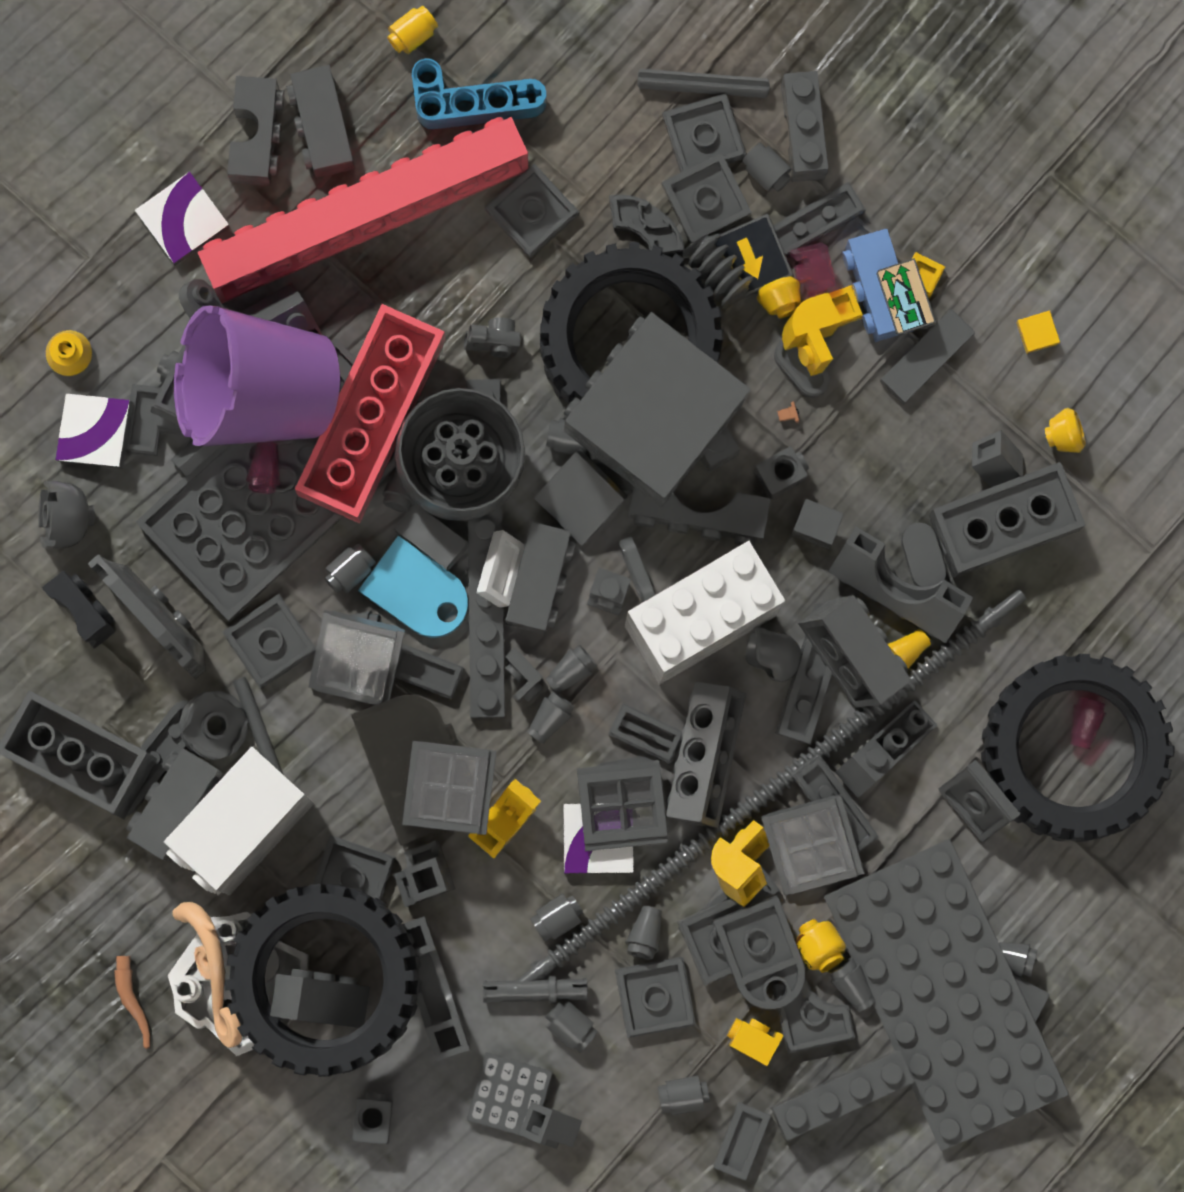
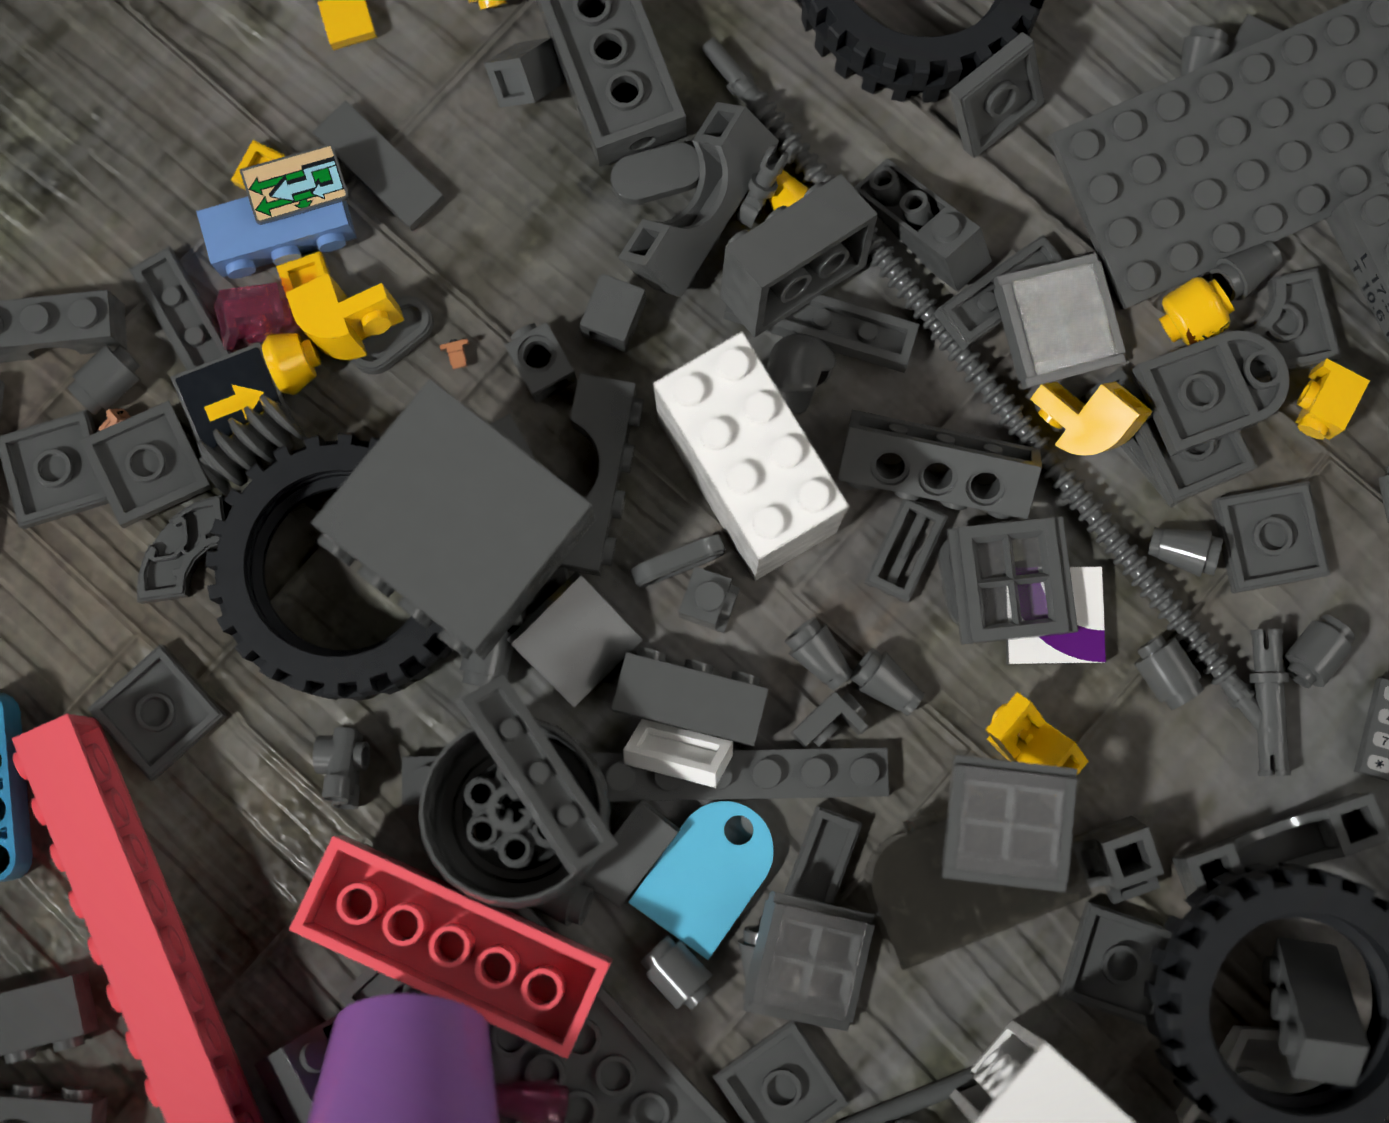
camera: 80 degrees left, 0 degrees up
(484, 465) = (537, 774): none -> dark grey plate
(739, 175) = (114, 417): none -> nougat piece
(909, 629) = (762, 186): none -> dark grey piece

